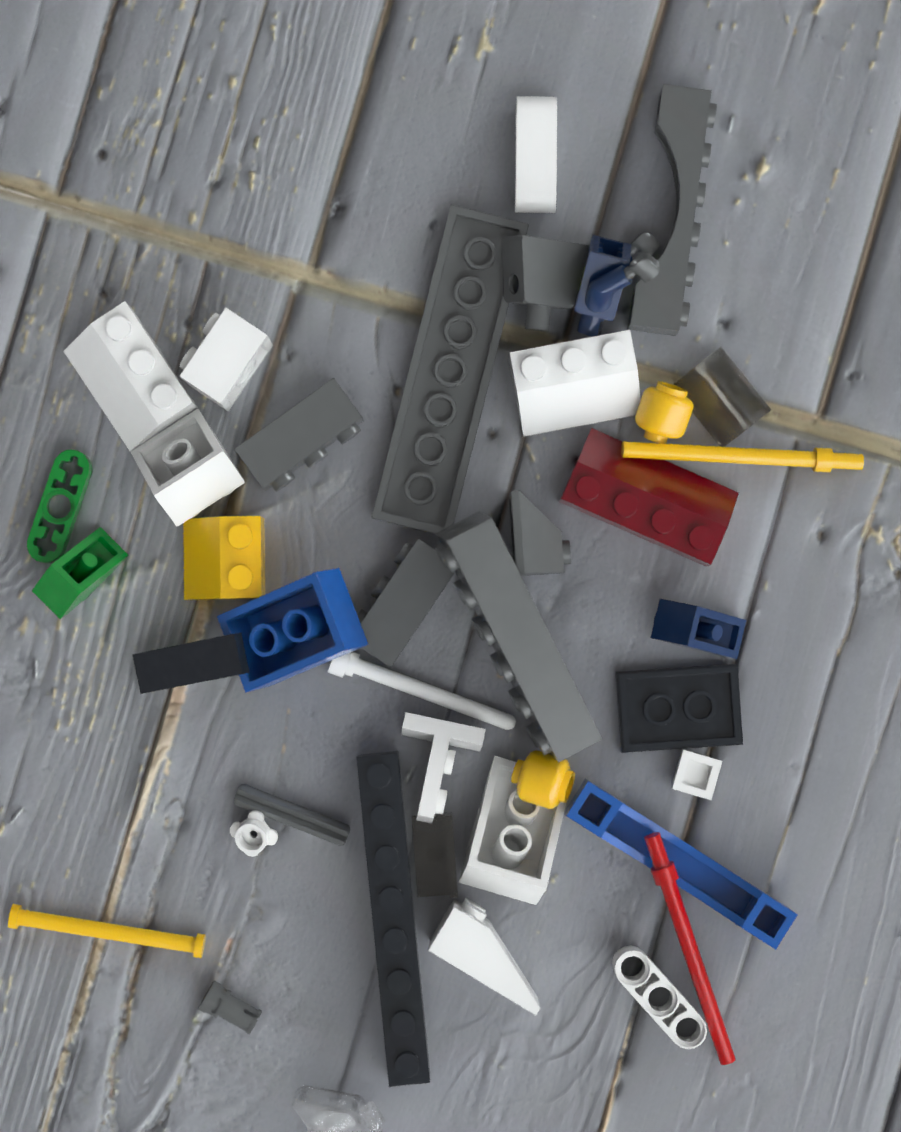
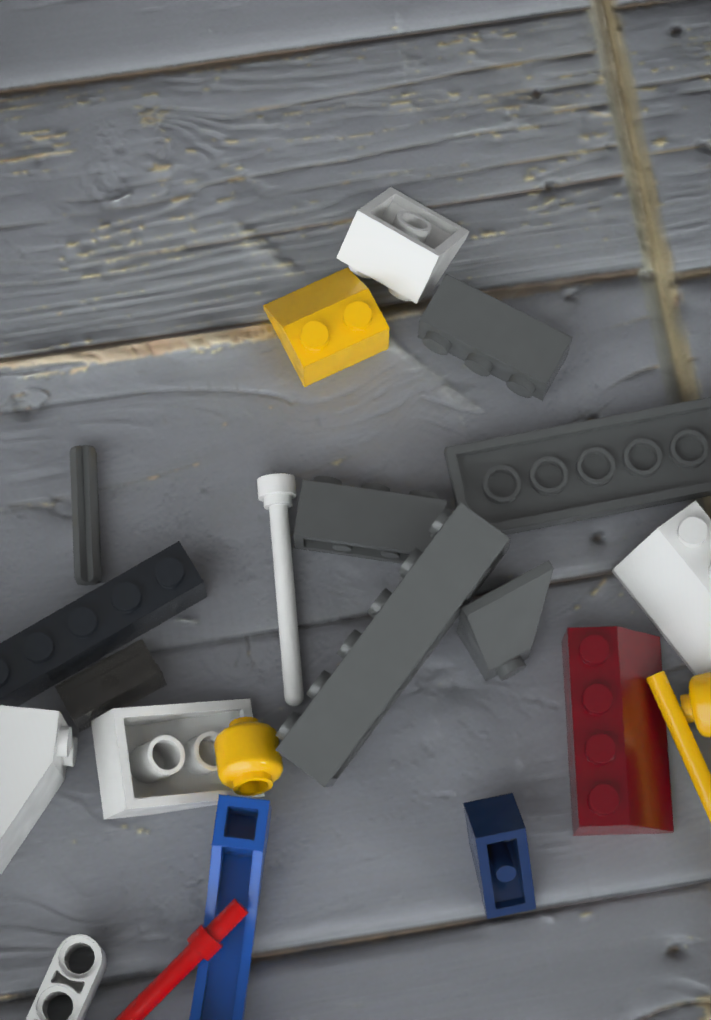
camera: 65 degrees right, 15 degrees down
(37, 530) = (312, 128): green beam -> none
(79, 572) = (241, 188): green slope -> none
(129, 376) = (469, 148): white slope -> none
(191, 663) = (200, 333): black tile -> none
(225, 358) = (534, 224): white brick -> none
(245, 841) = (36, 478): white plate -> none
(295, 628) = (285, 413): blue brick -> none
(441, 759) = (218, 635): white bracket -> none
(679, 708) = (400, 879): black tile -> none
(696, 774) = (334, 931): white plate -> none

